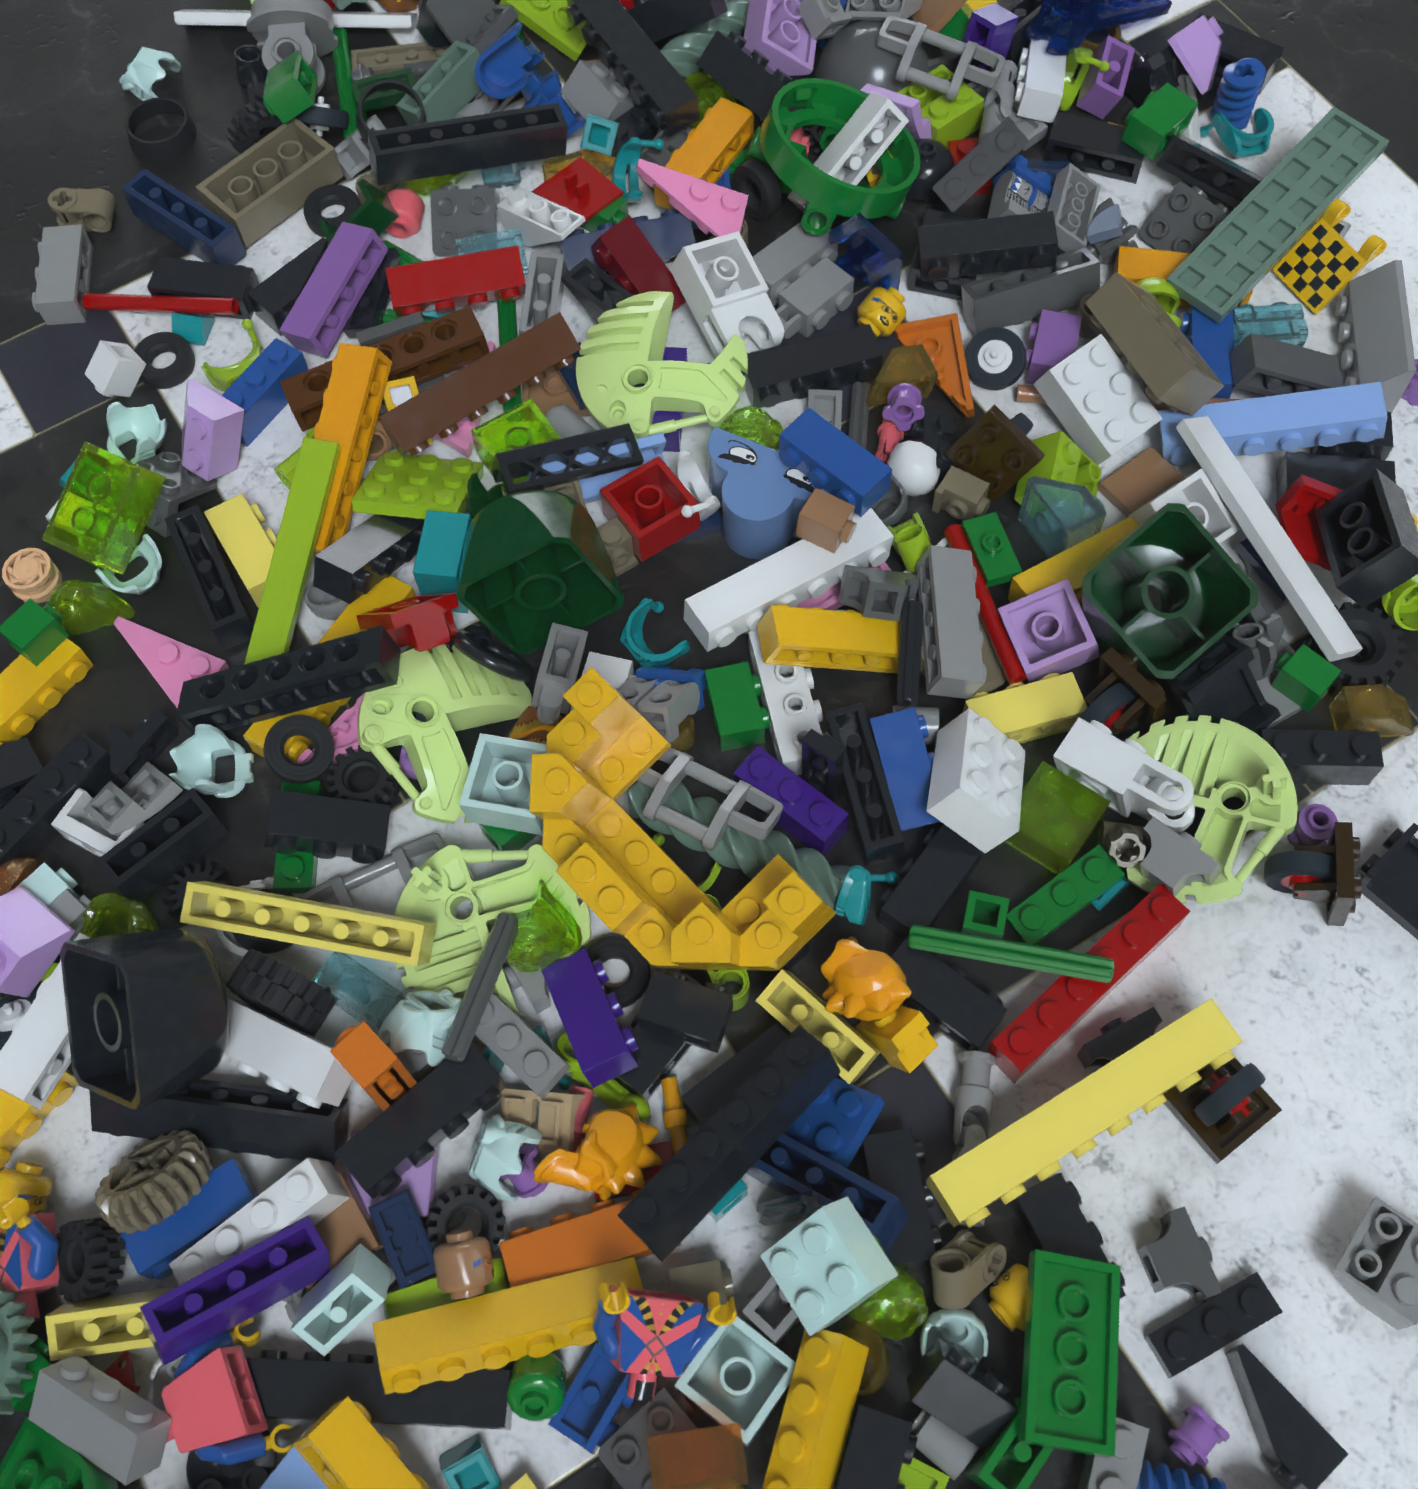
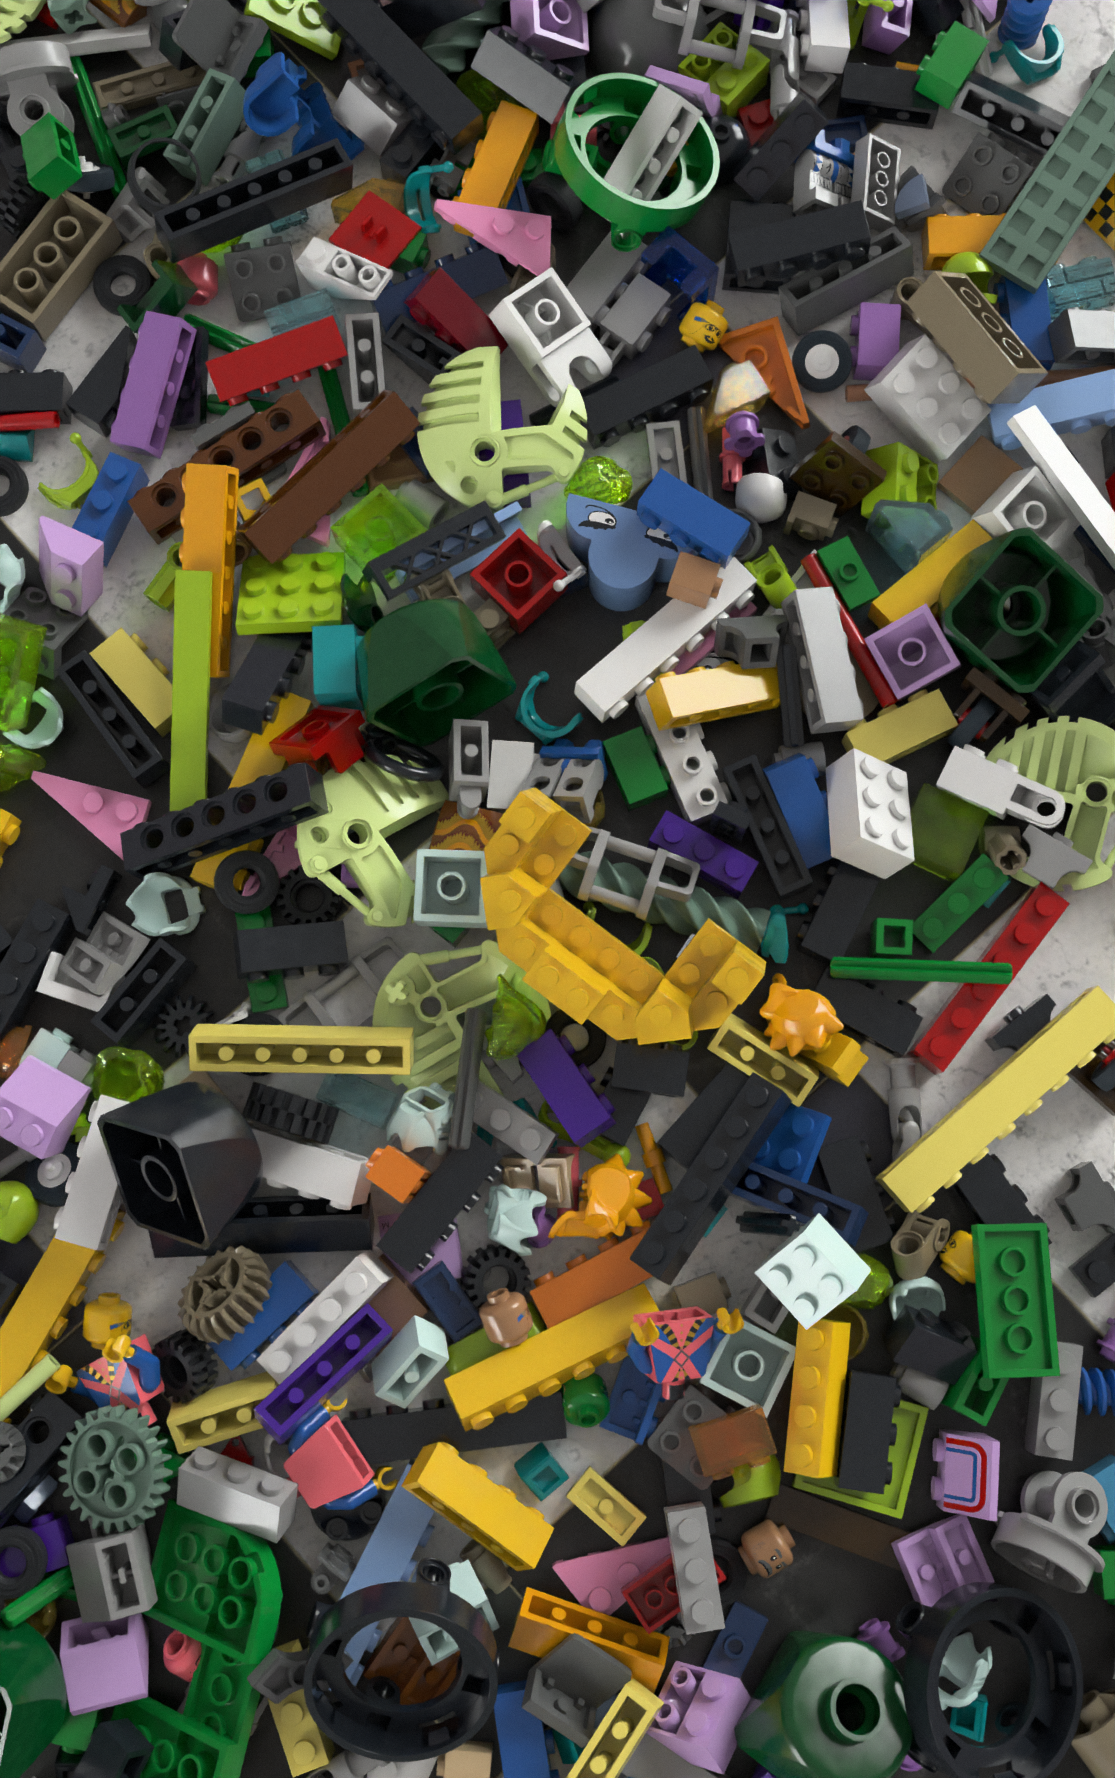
camera: 10 degrees left, 15 degrees up
(599, 134) = (384, 163): teal slope -> none

